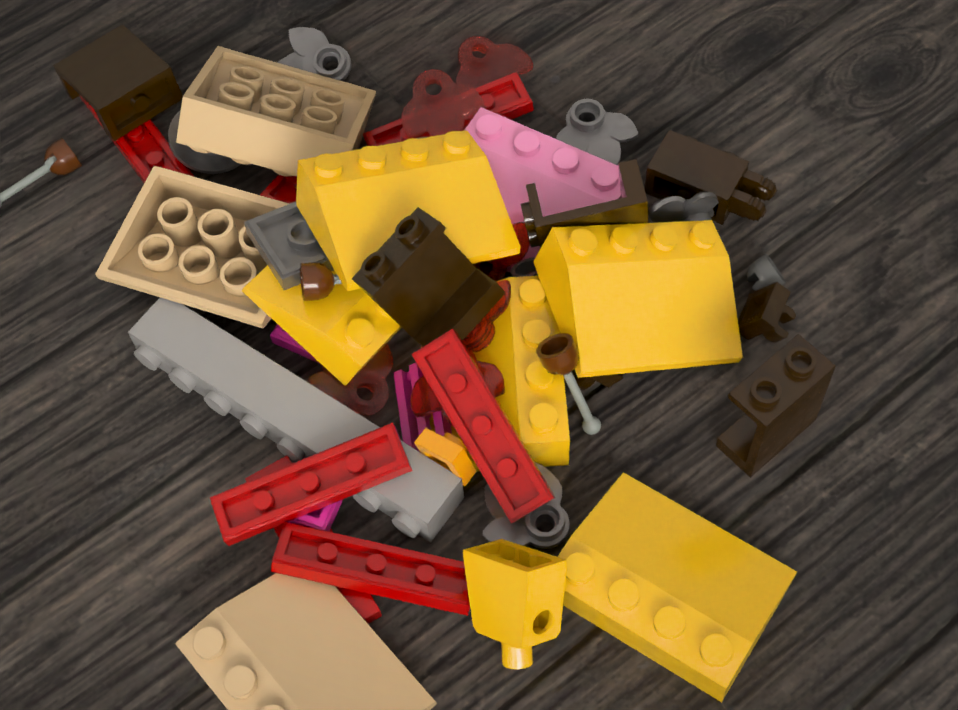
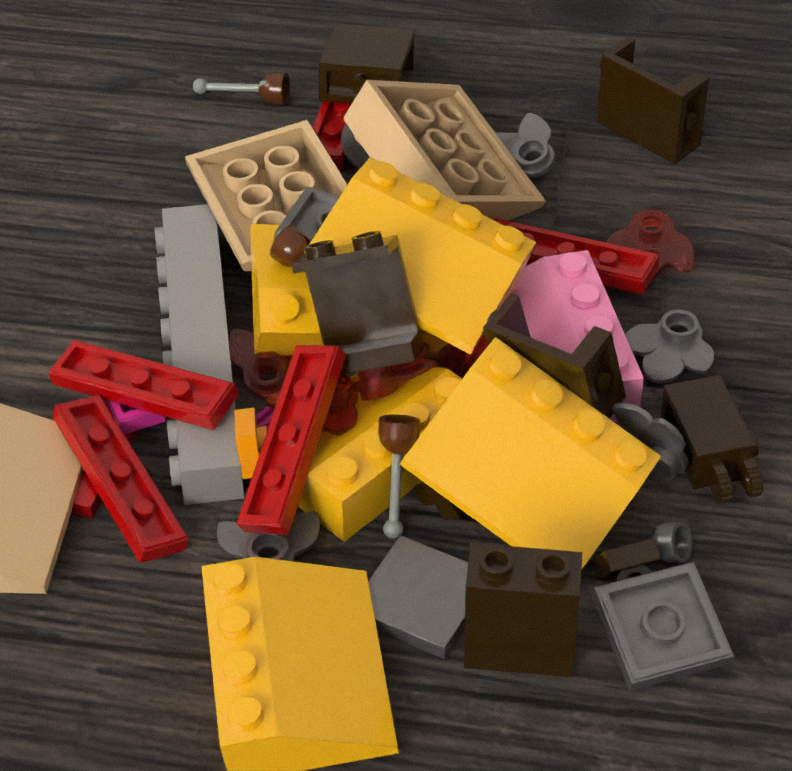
camera: 45 degrees right, 15 degrees down
(442, 111) = (559, 235): clear red plate -> none
(515, 597) = (180, 552): yellow torso -> none
(672, 451) = (420, 596): none -> flat silver tile
(839, 329) = (662, 626): none -> flat silver tile

